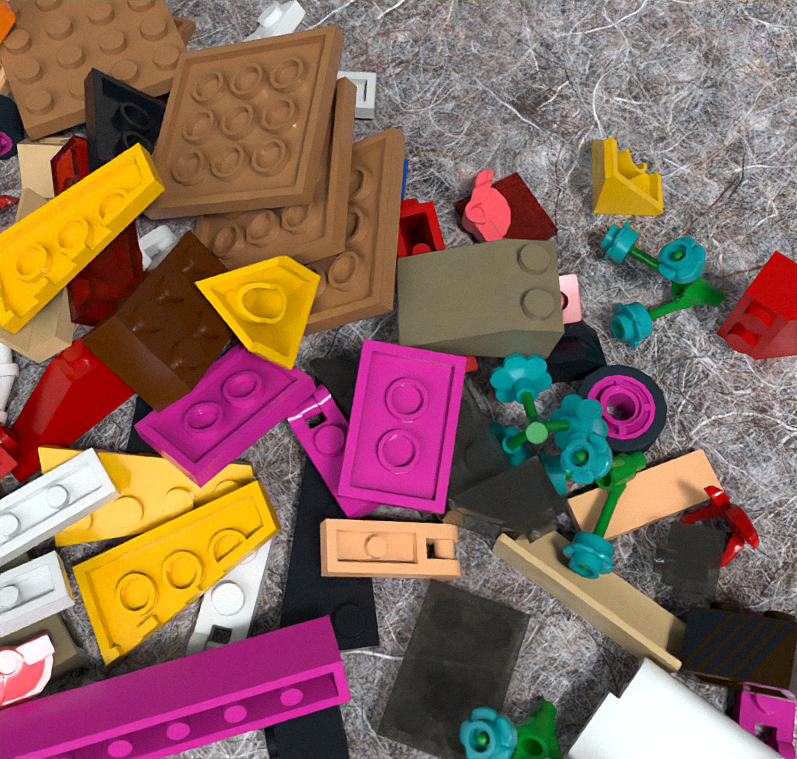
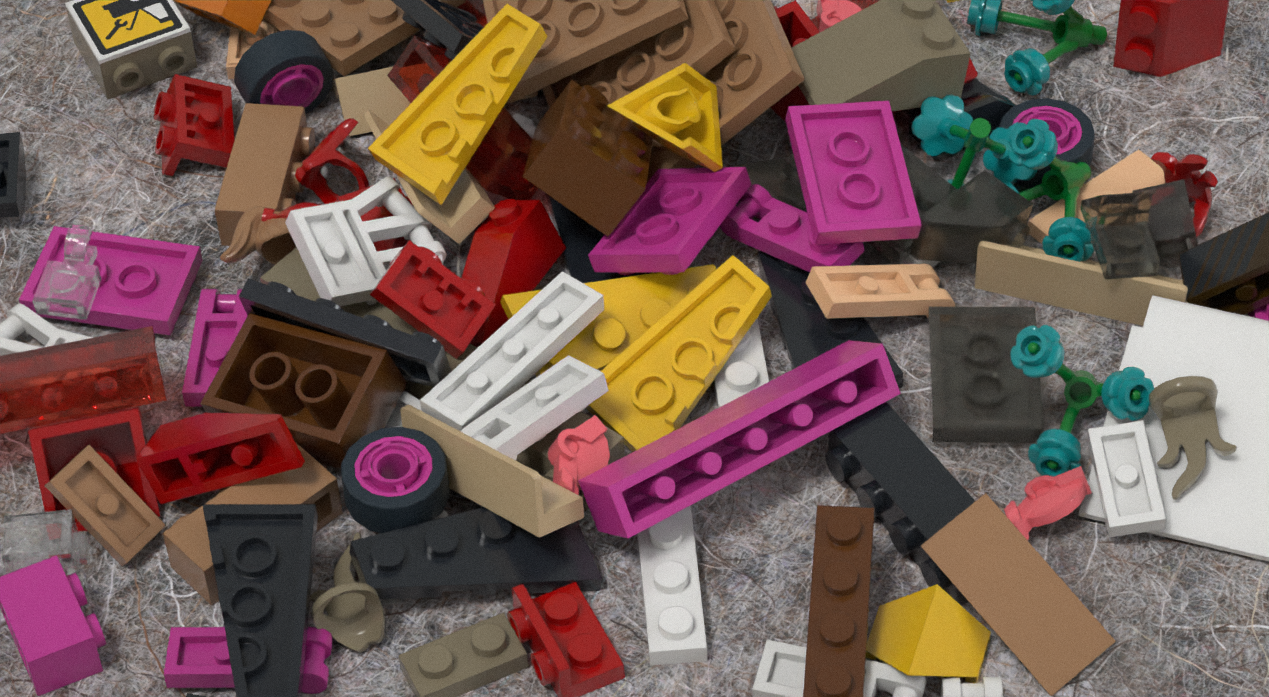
camera: 15 degrees left, 20 degrees down
(638, 579) = (1122, 234): none -> clear smoke slope

